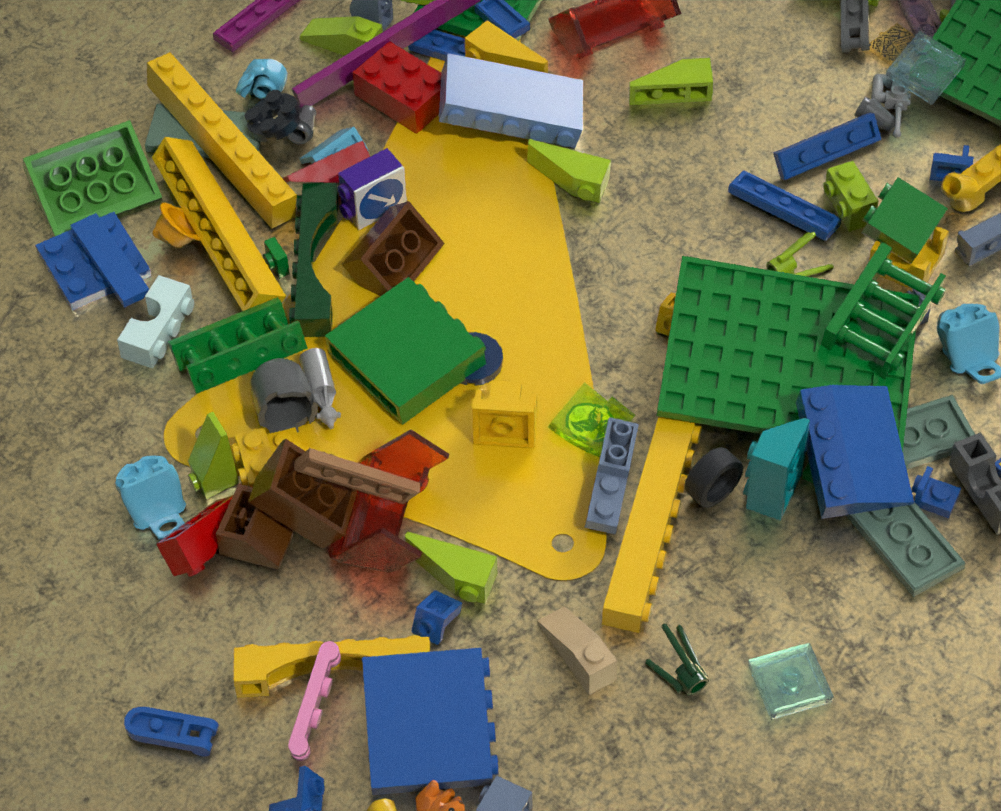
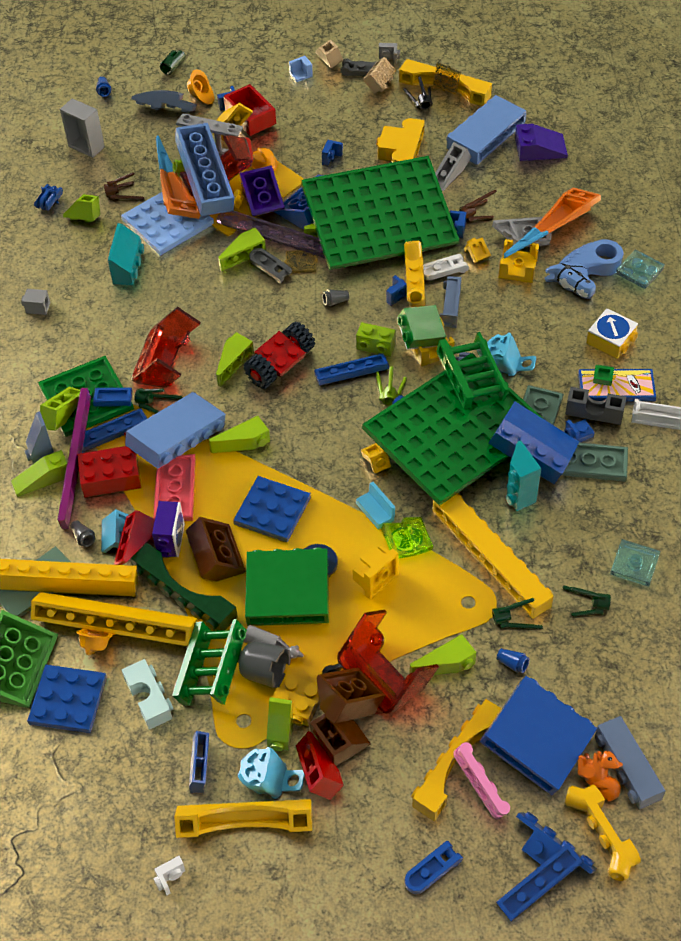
camera: 50 degrees left, 0 degrees up
(110, 260) = (83, 687): blue tile -> none
(113, 424) = (199, 738): none -> blue piece
(117, 546) = (205, 818): none -> yellow arch
(261, 78) = (32, 529): medium azure head -> none
(261, 120) = (60, 534): black plate -> none
(276, 258) = (162, 604): green plate -> none
(356, 476) = (362, 661): medium nougat tile -> none
(434, 615) = (468, 688): blue bracket -> none
(447, 161) = (176, 484): none -> coral tile
(497, 46) = (135, 411): yellow slope -> none
(504, 267) = (272, 509): none -> blue plate
(518, 638) = (514, 660): none -> blue cone
(538, 44) = (145, 396): none -> dark green plant
(574, 587) = (502, 615): none -> dark green plant
(580, 649) = (545, 636): tan slope -> none
(602, 362) = (376, 506): none -> medium azure panel
(611, 476) = (450, 550): sand blue slope -> none
(714, 477) = (496, 508): black tyre -> none
(722, 119) = (279, 354): none -> plate
(827, 146) = (335, 327): blue tile -> none
(893, 99) = (331, 279): light grey piece -> none
(925, 67) = (335, 256): clear light blue plate -> none

